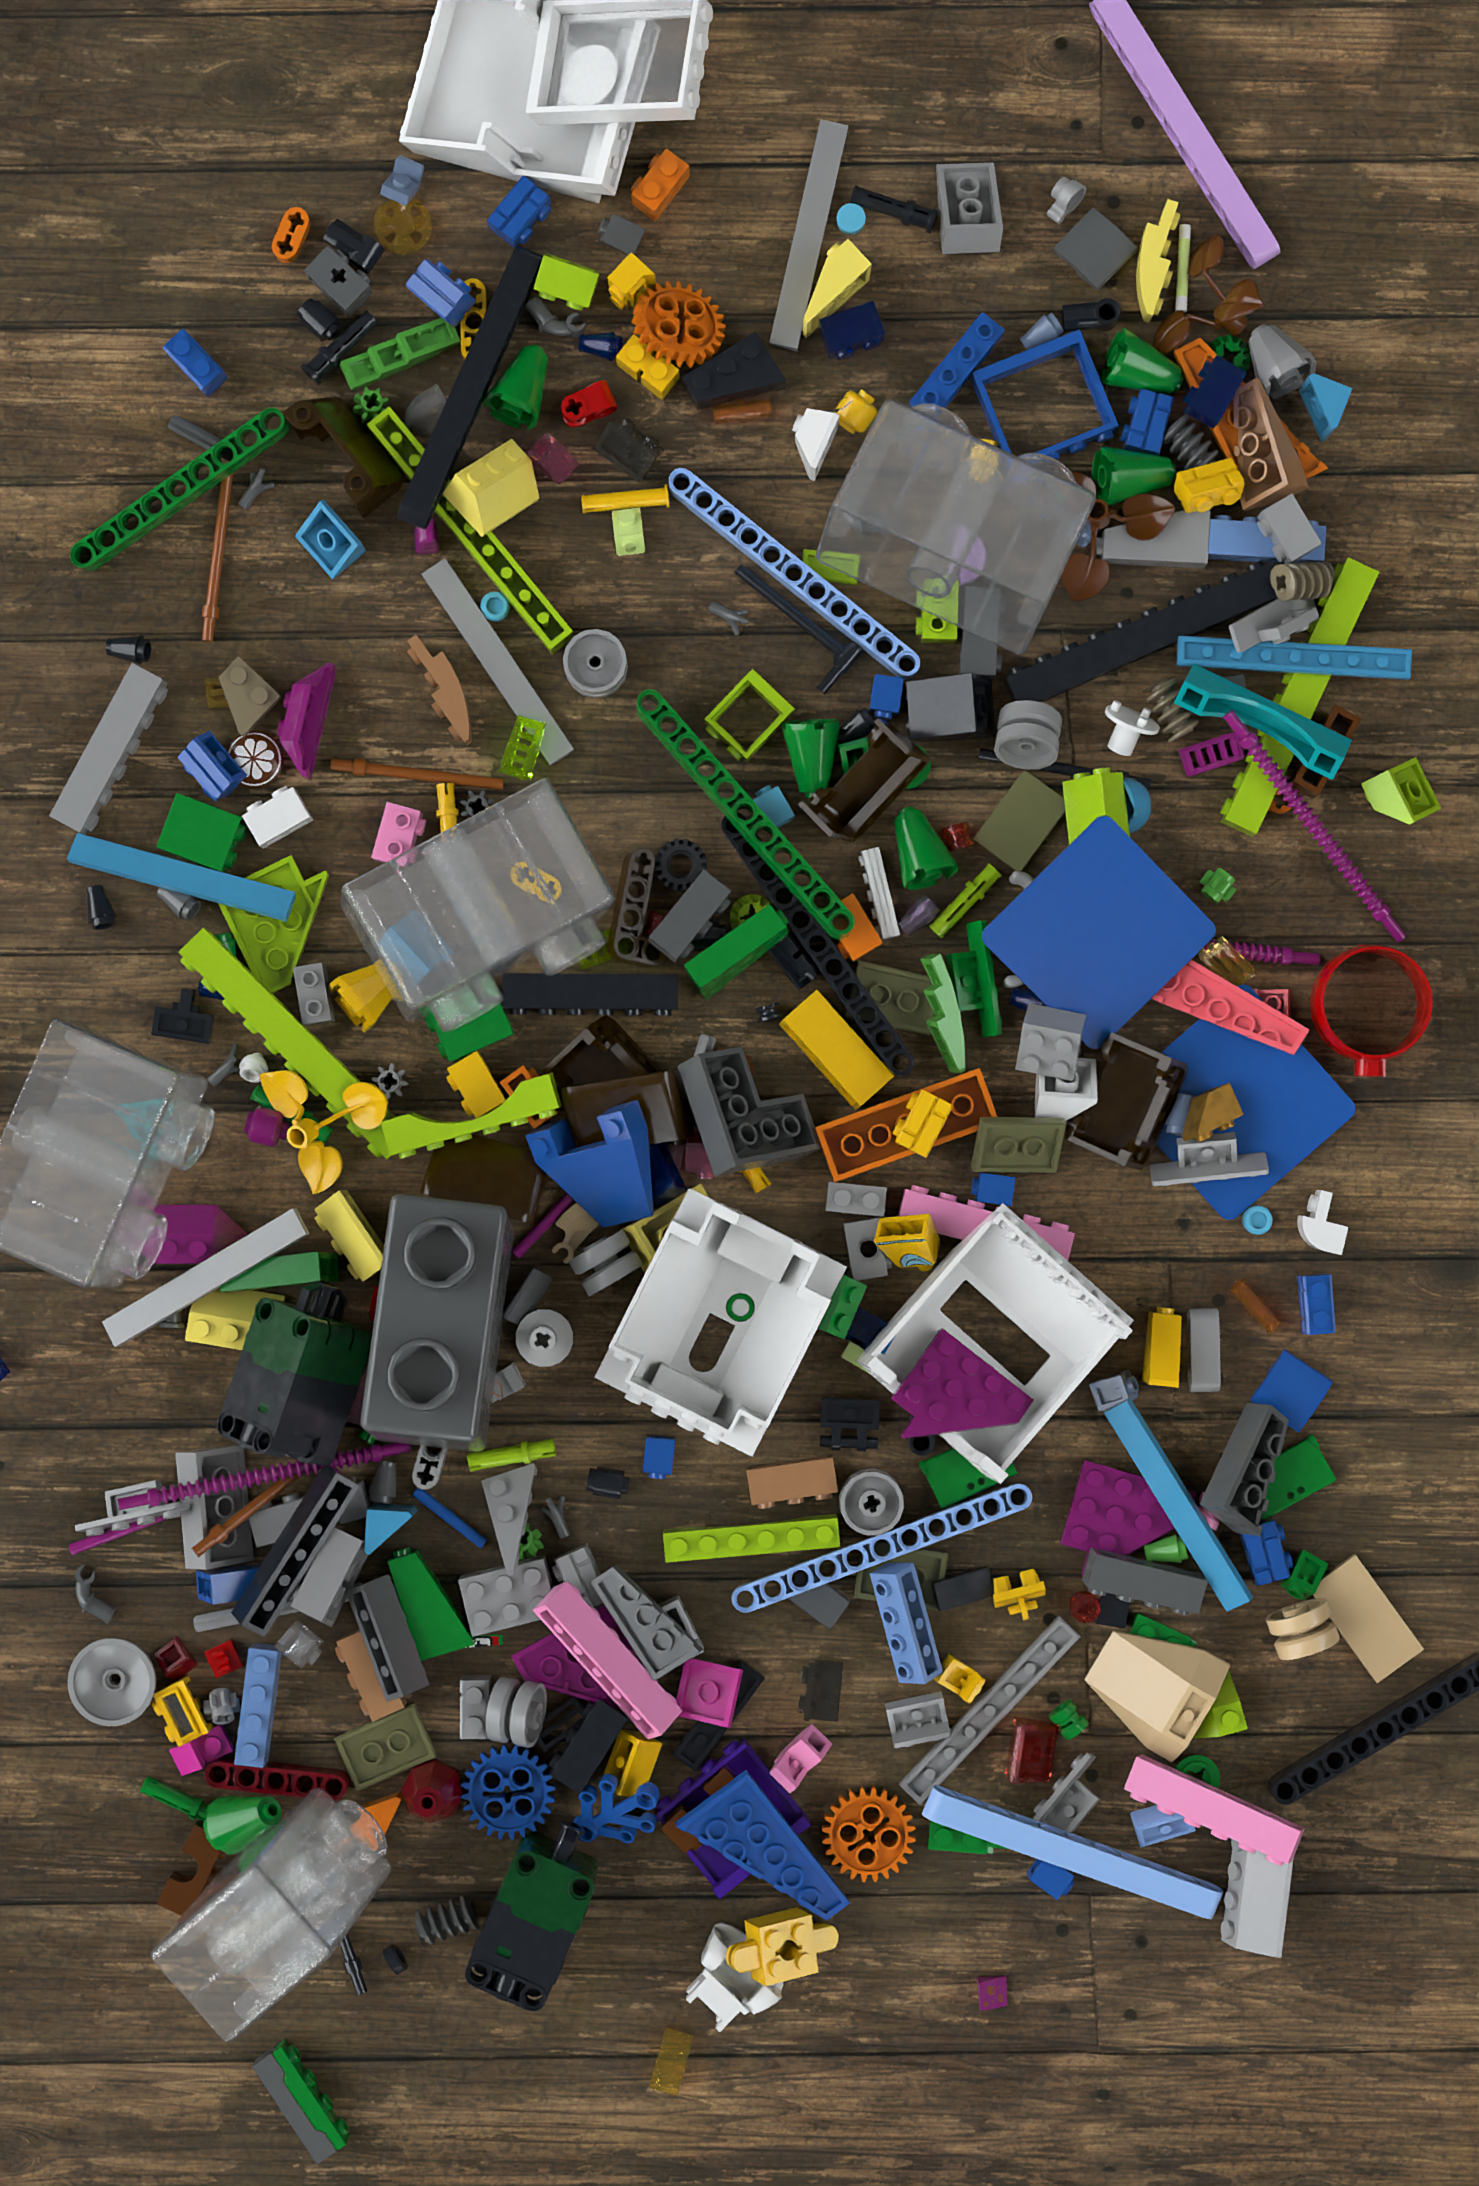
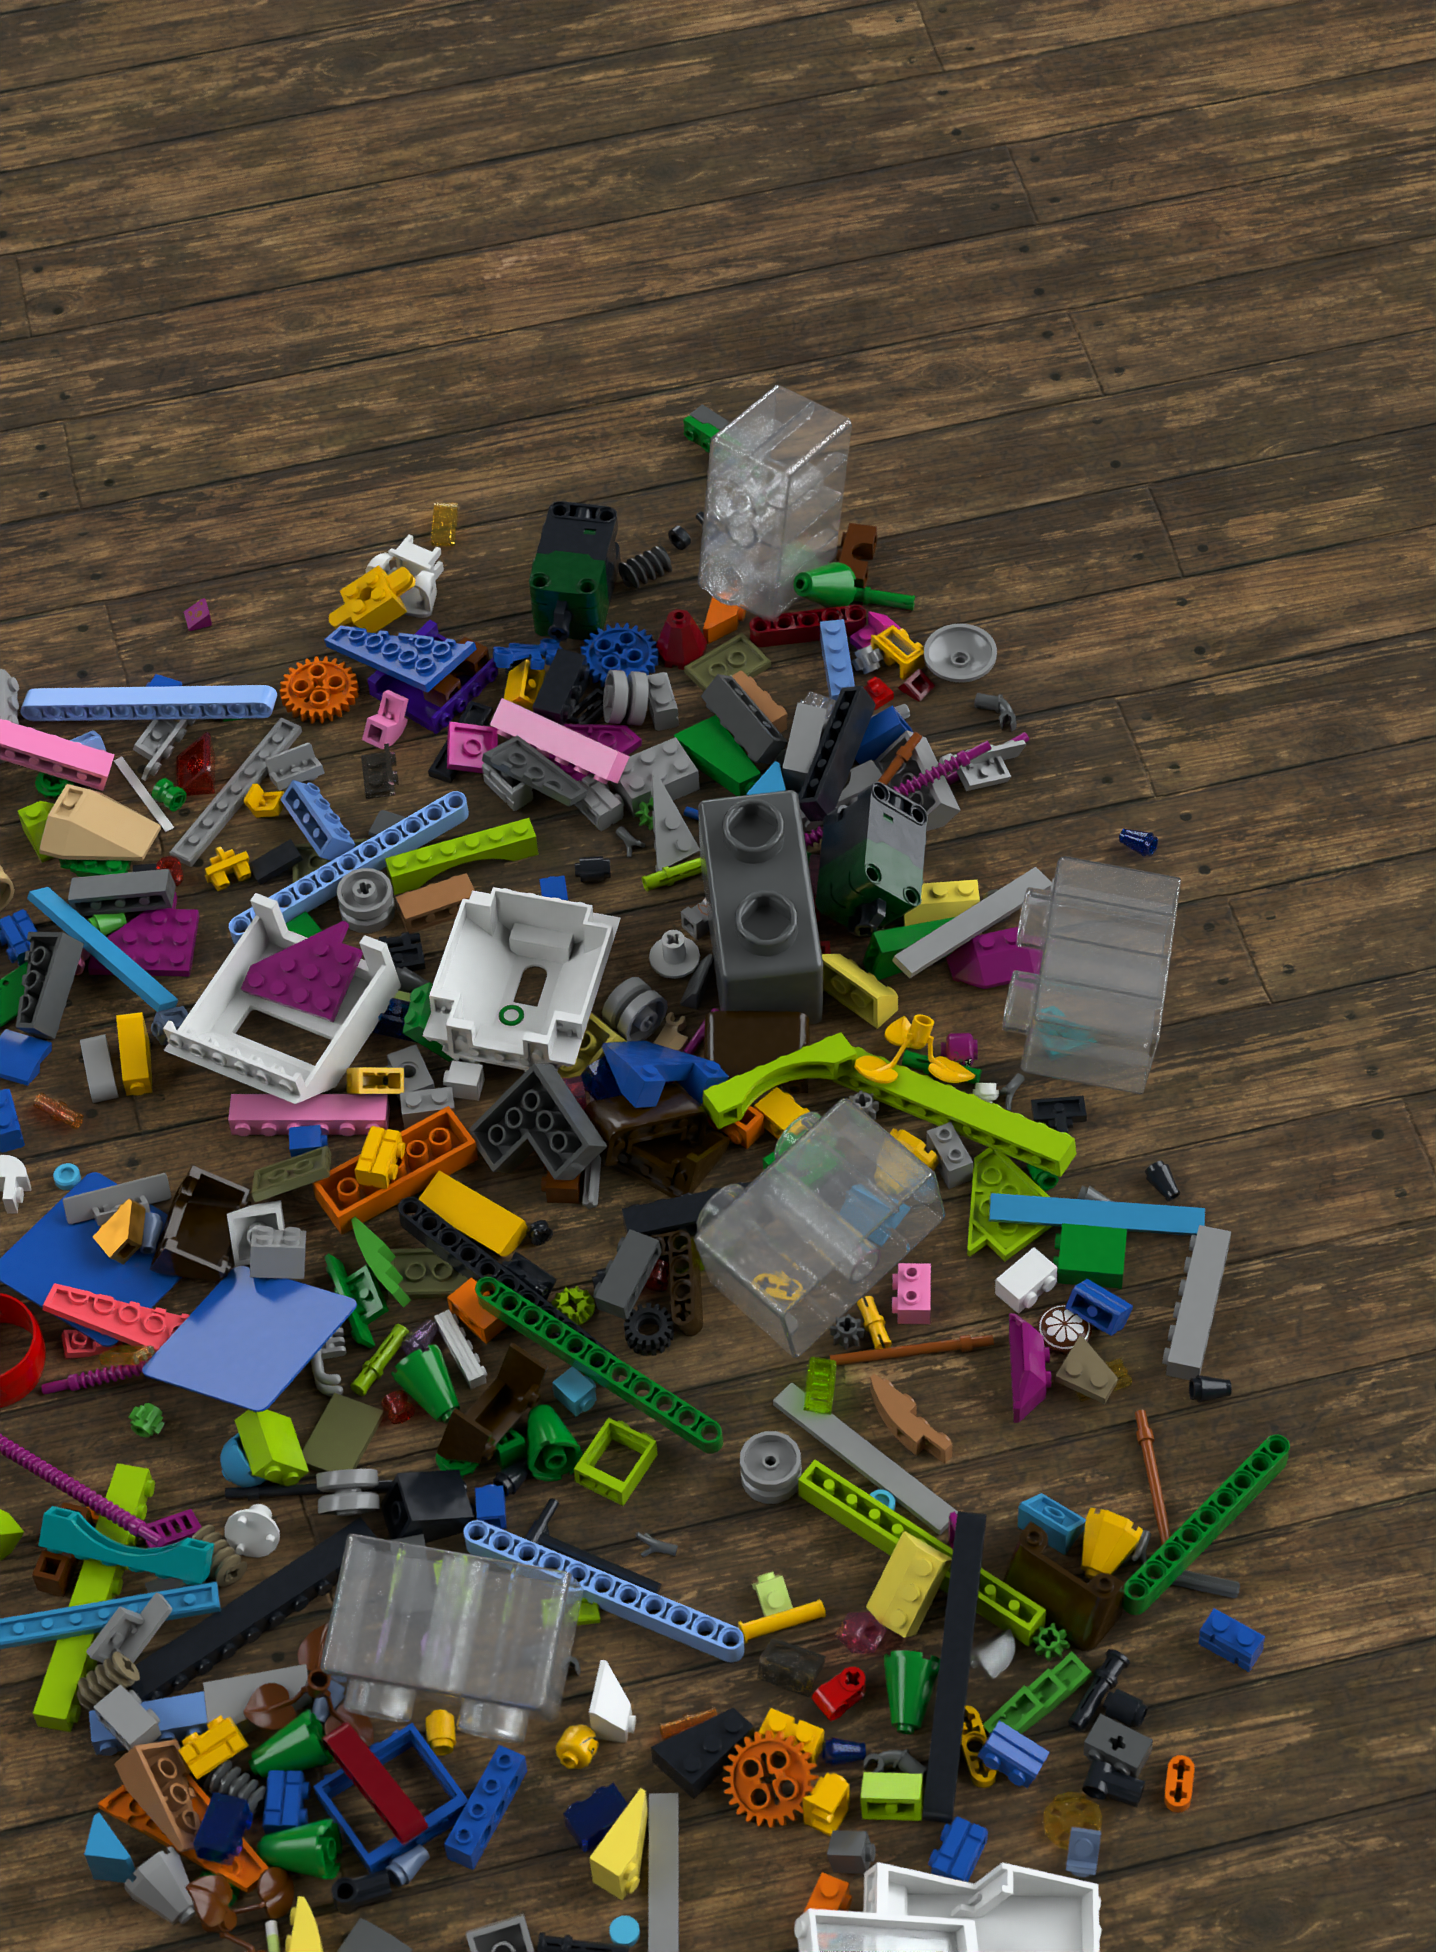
camera: 170 degrees right, 35 degrees down
(284, 493) = (1107, 1542): none -> yellow cone
(736, 951) = (579, 1259): green slope -> none
(809, 1229) = (465, 1080): none -> white brick
(843, 1379) = (409, 980): none -> dark grey cone
(1060, 404) = (375, 1783): none -> dark red beam
(1096, 1737) = (144, 794): none -> white sticker

